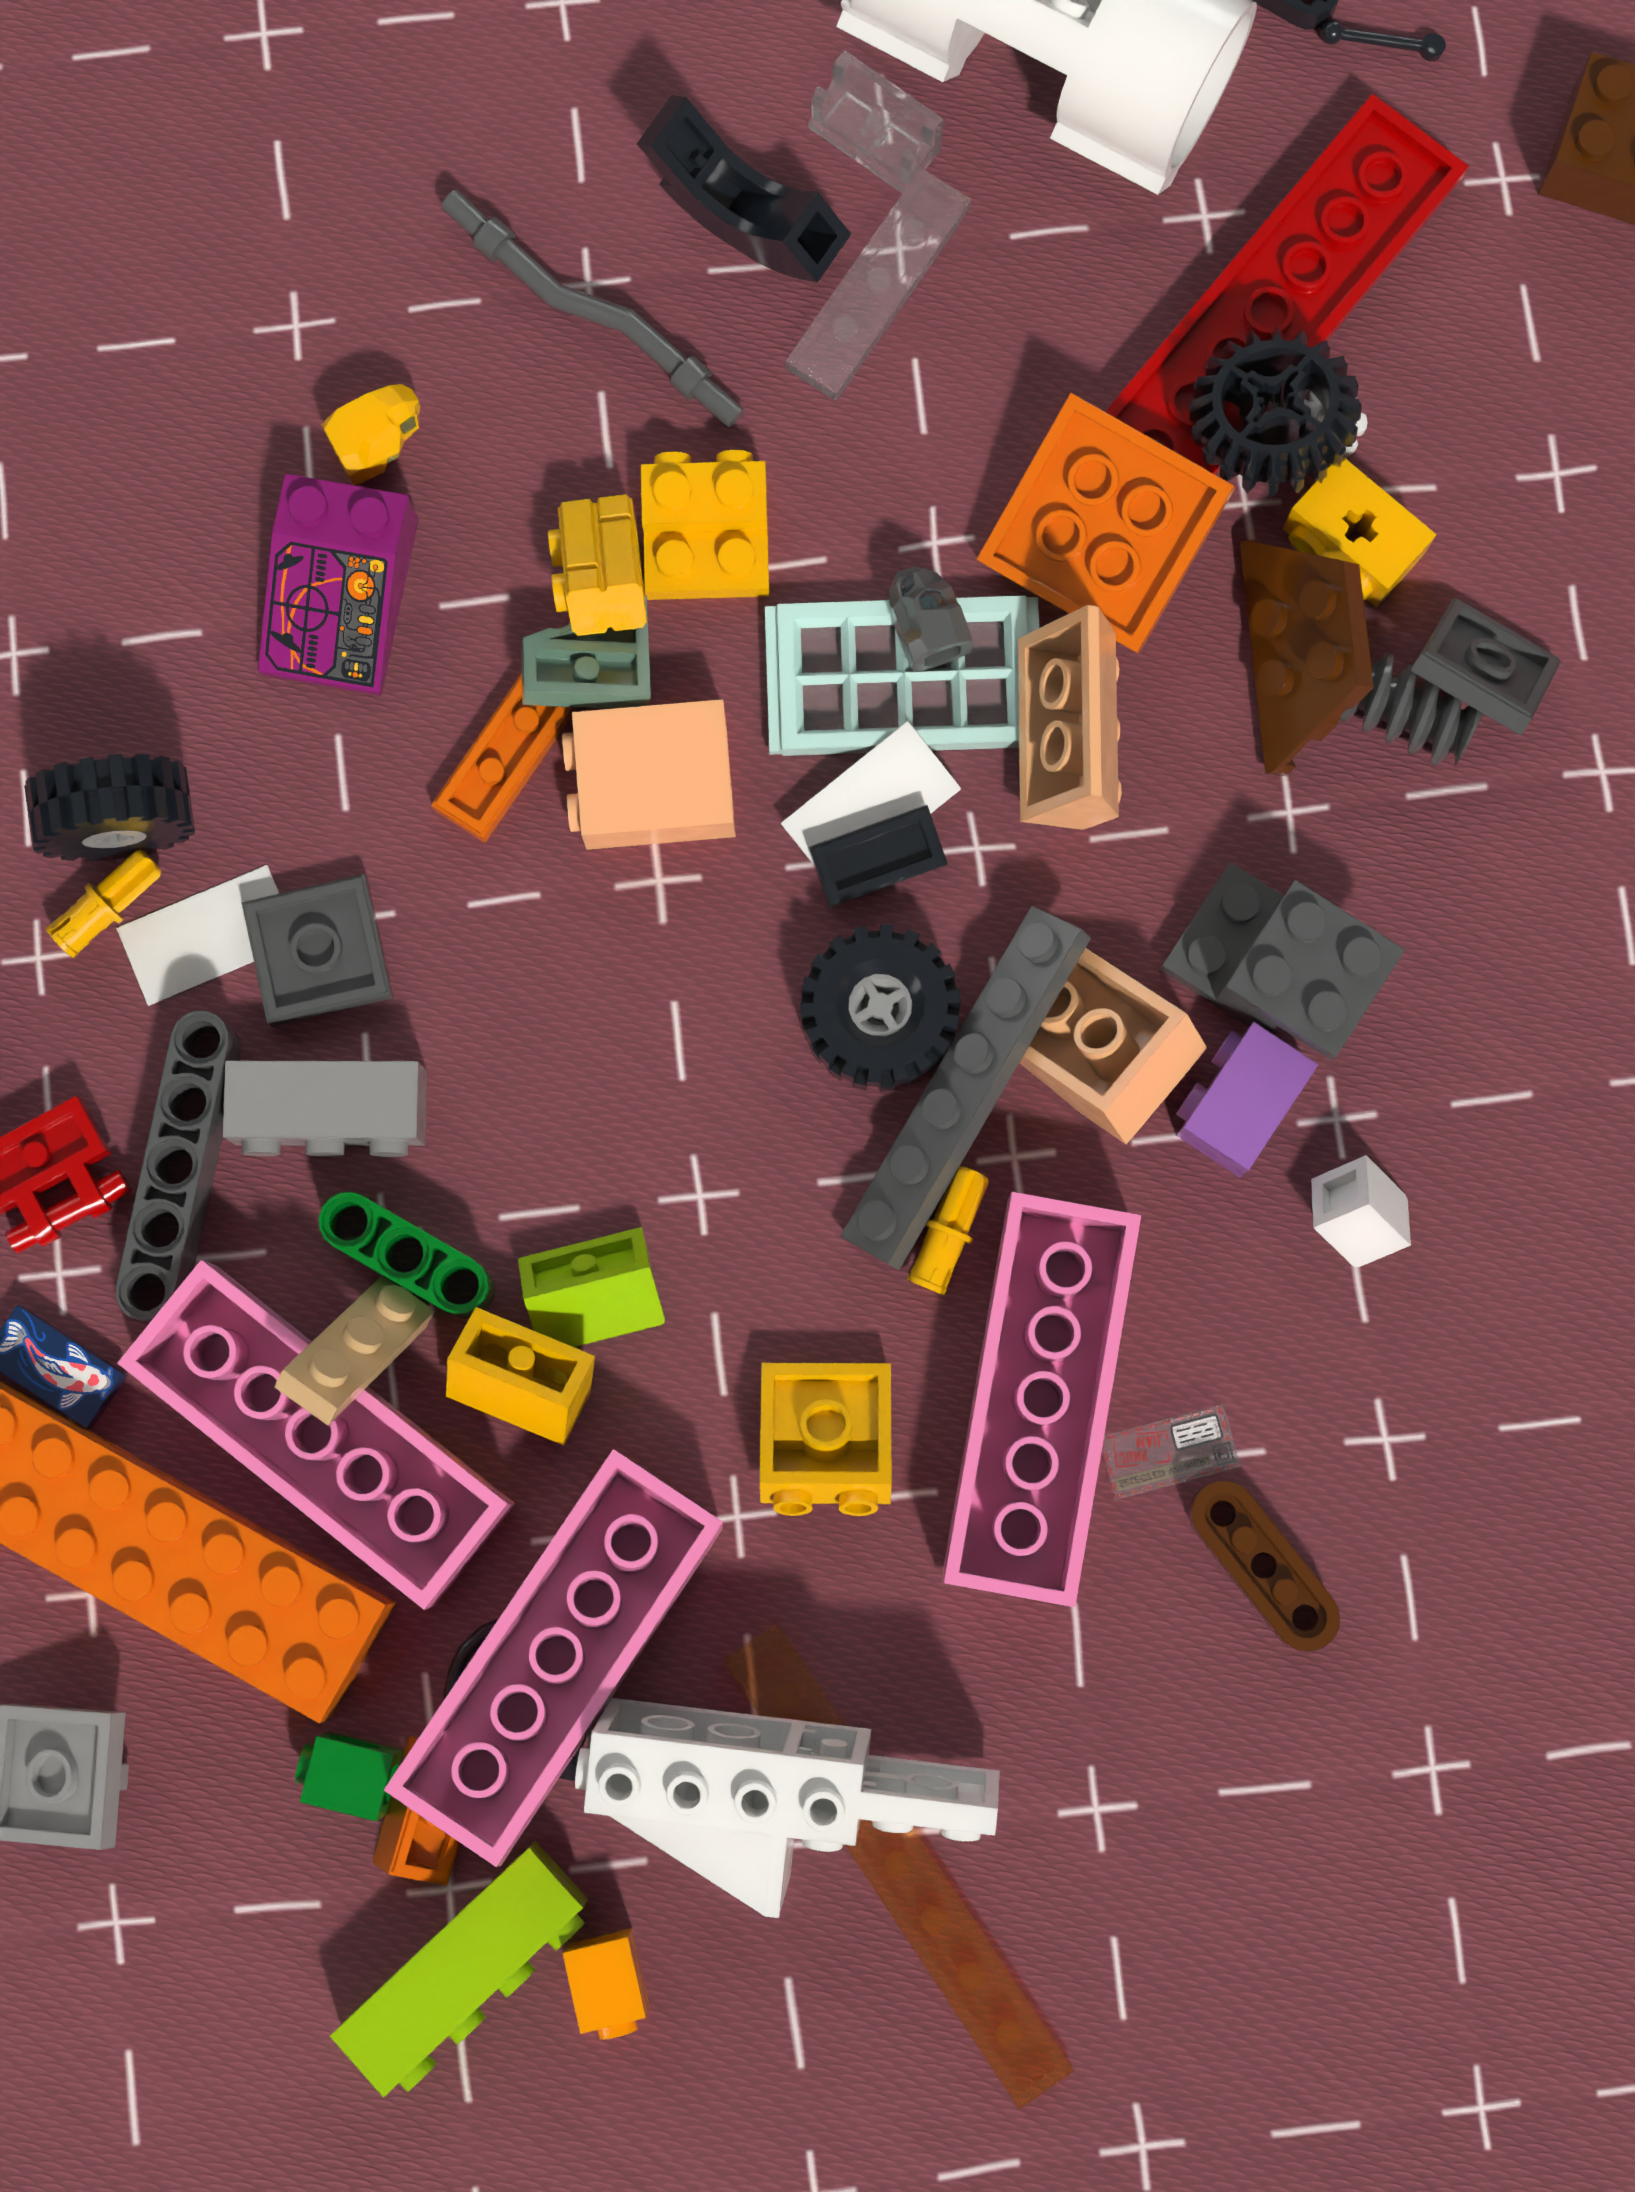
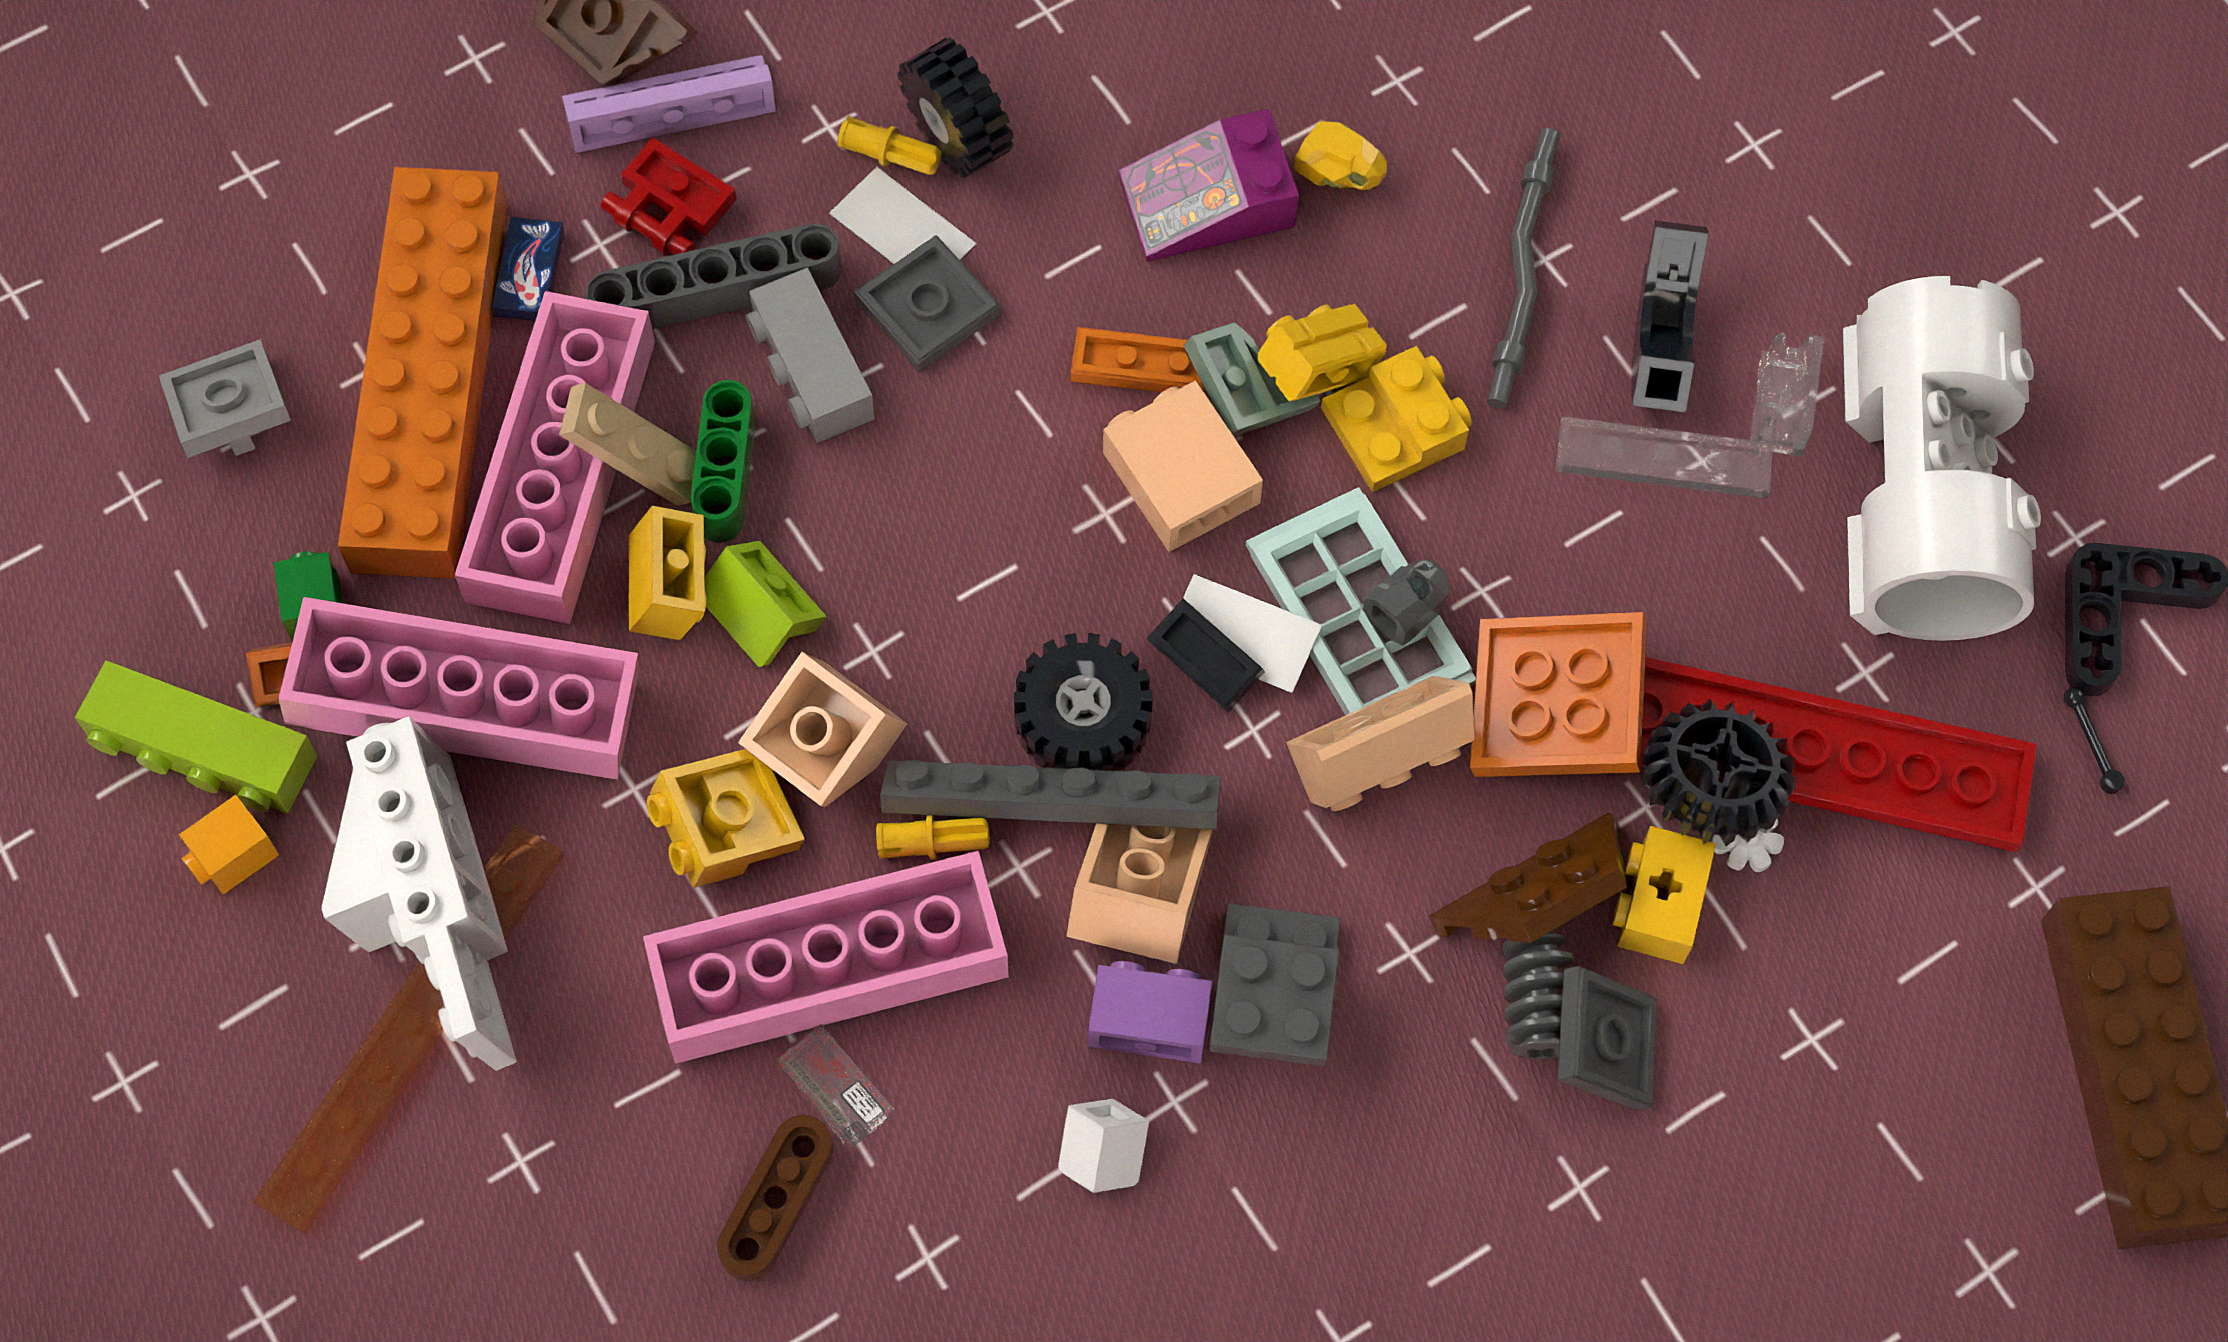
camera: 60 degrees right, 15 degrees down
(782, 1292) = (821, 731): none -> light nougat slope

